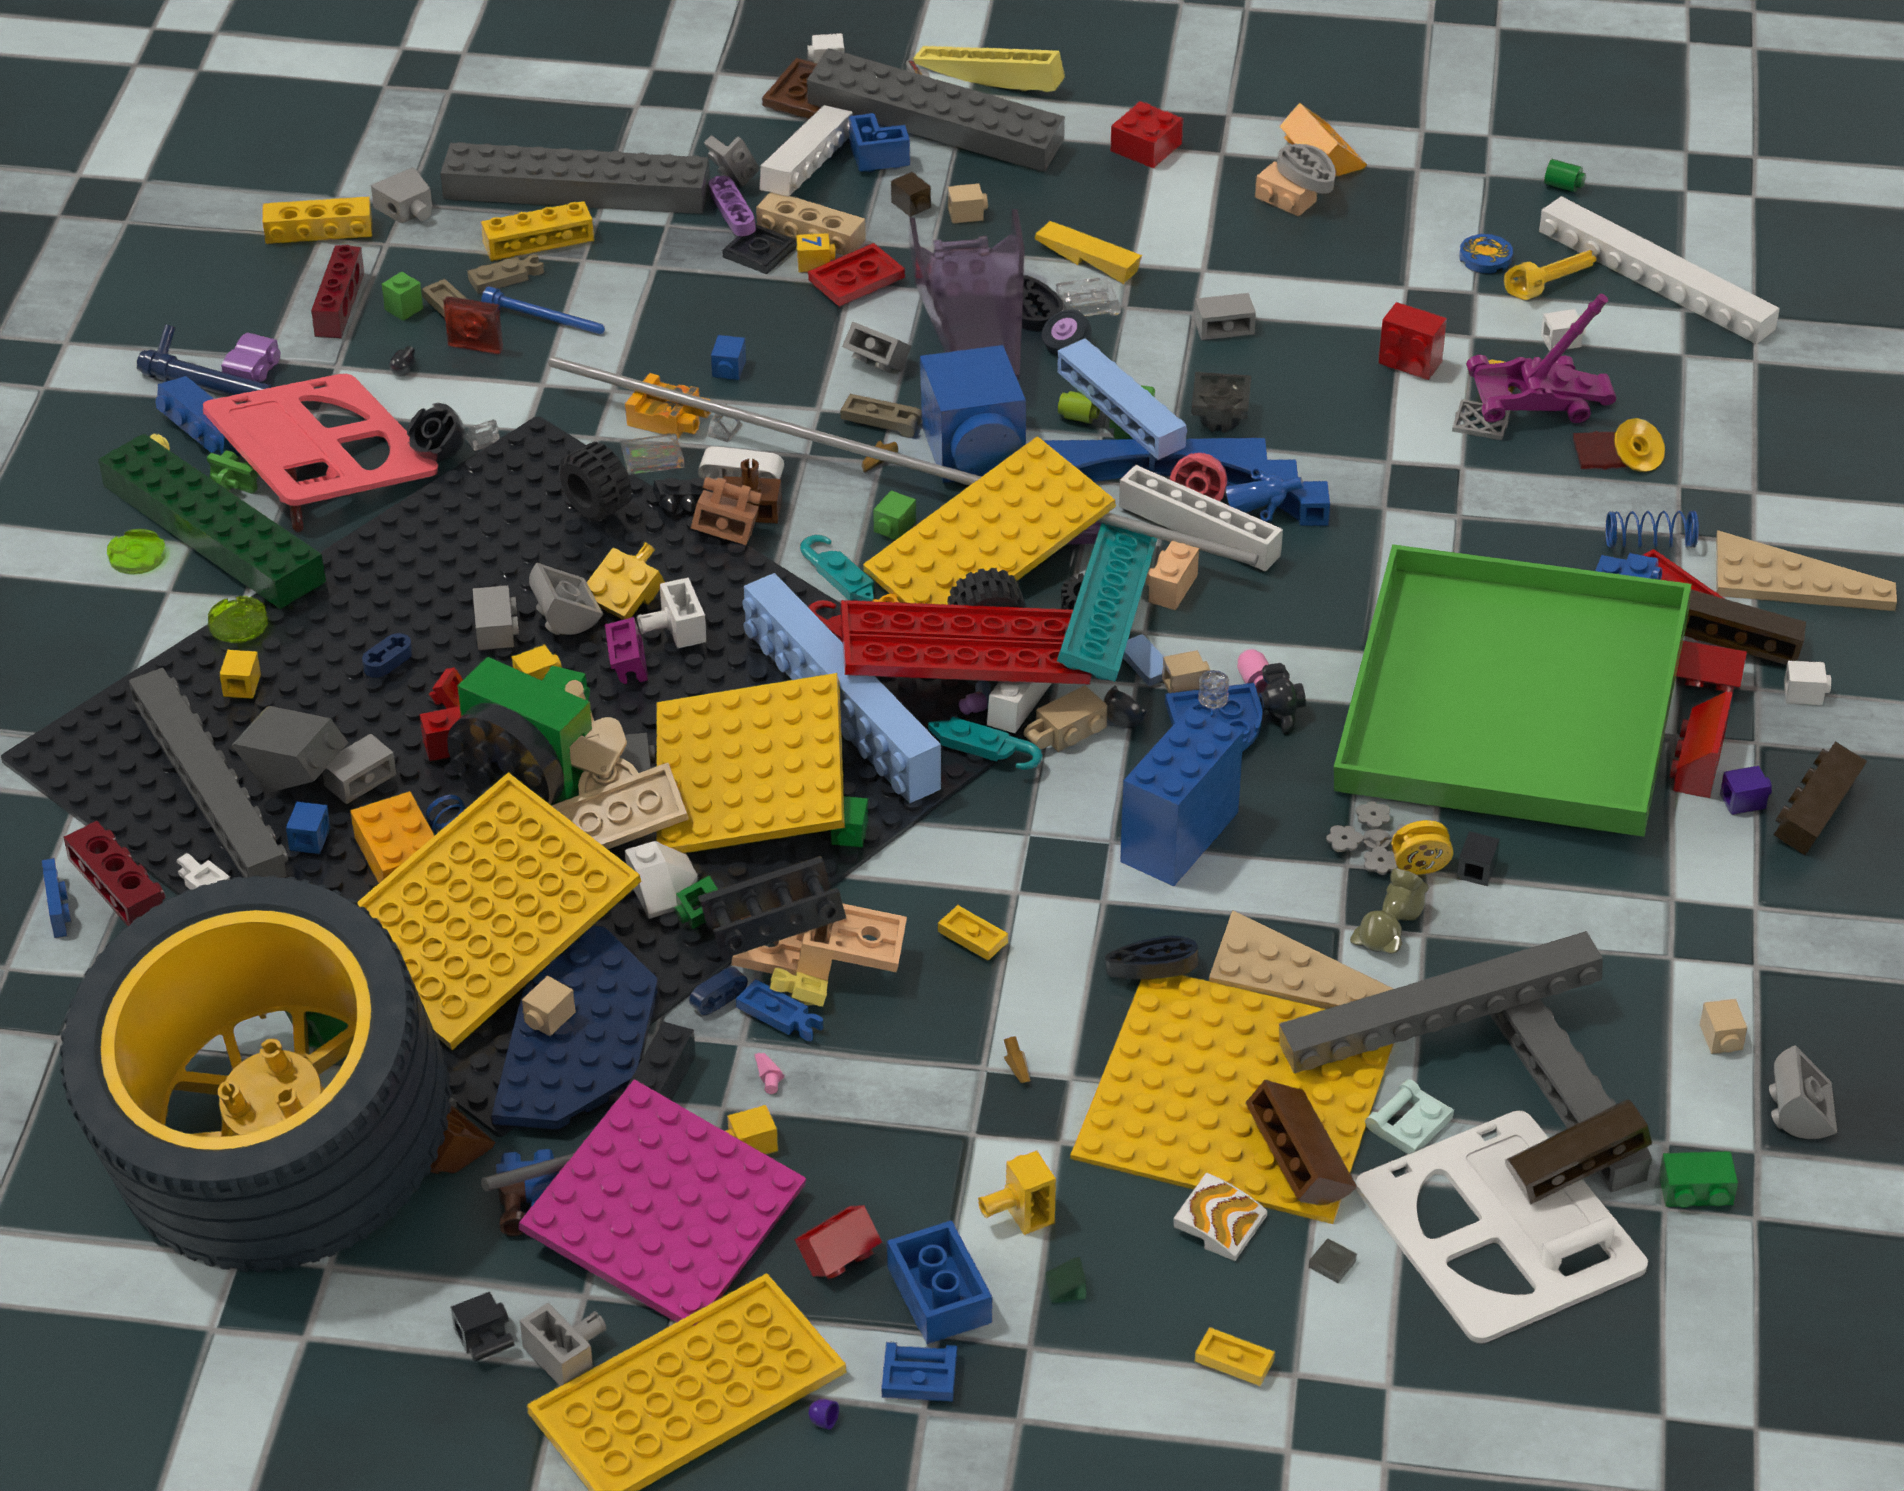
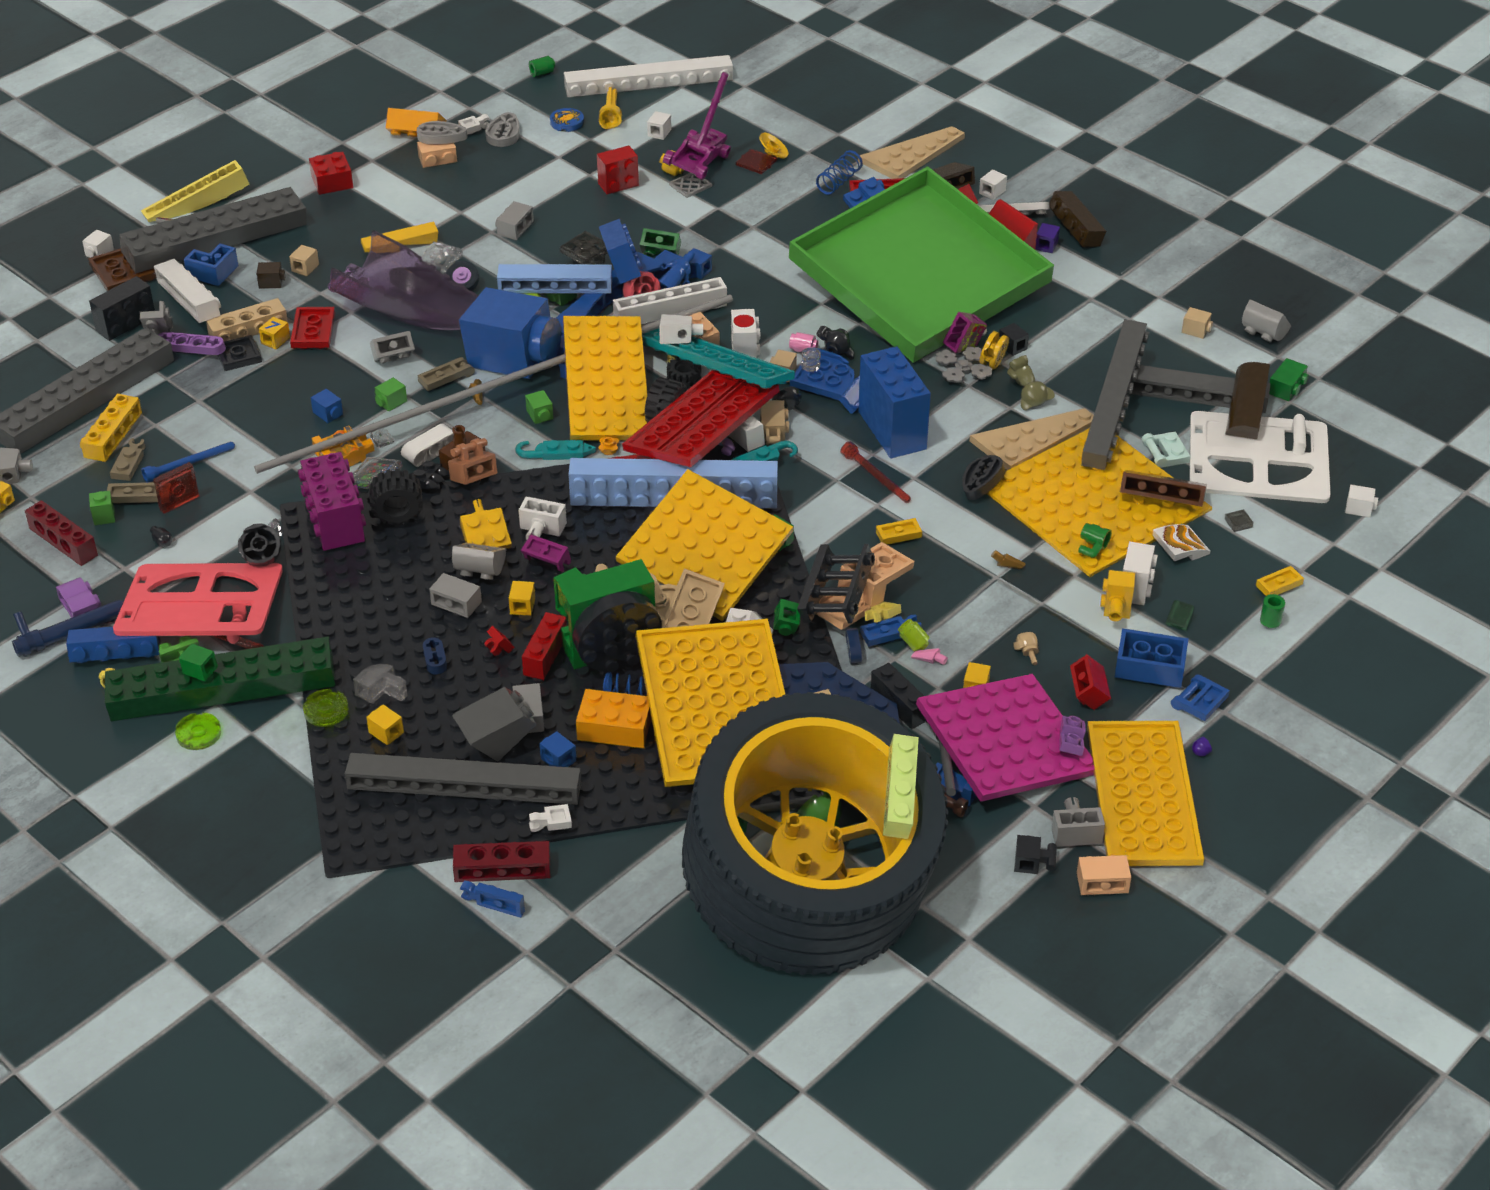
camera: 55 degrees left, 0 degrees up
(189, 482) = (198, 662): none -> green brick
(298, 1078) = (900, 786): none -> yellowish green brick
(300, 632) = (376, 681): none -> clear brick
(493, 1409) = (1103, 875): none -> light nougat brick
(536, 434) = (332, 500): none -> magenta brick
(714, 1265) = (1072, 735): none -> medium lavender slope
(726, 119) = (121, 308): none -> black brick
(778, 1034) = (914, 635): none -> lime brick
(797, 392) = (390, 394): none -> bright green brick
(870, 1153) = (1028, 644): none -> tan piece
(1086, 817) = (850, 451): none -> clear red piece
(1091, 1191) = (1140, 560): none -> white brick
(1128, 542) = (672, 329): none -> white torso
(1132, 1122) = (1096, 536): none -> green piece
(1151, 1369) = (1272, 611): none -> green brick
(1196, 609) = (745, 332): none -> white brick
(1214, 416) = (621, 250): none -> blue brick
(1309, 451) = (656, 241): none -> green brick
(1377, 185) = (474, 124): none -> white plate
(1400, 216) = (505, 122): none -> light grey piece
(1430, 798) = (965, 332): none -> magenta torso
(1498, 1373) = (1361, 501): none -> white brick
(1766, 722) = (1025, 208): none -> white plate

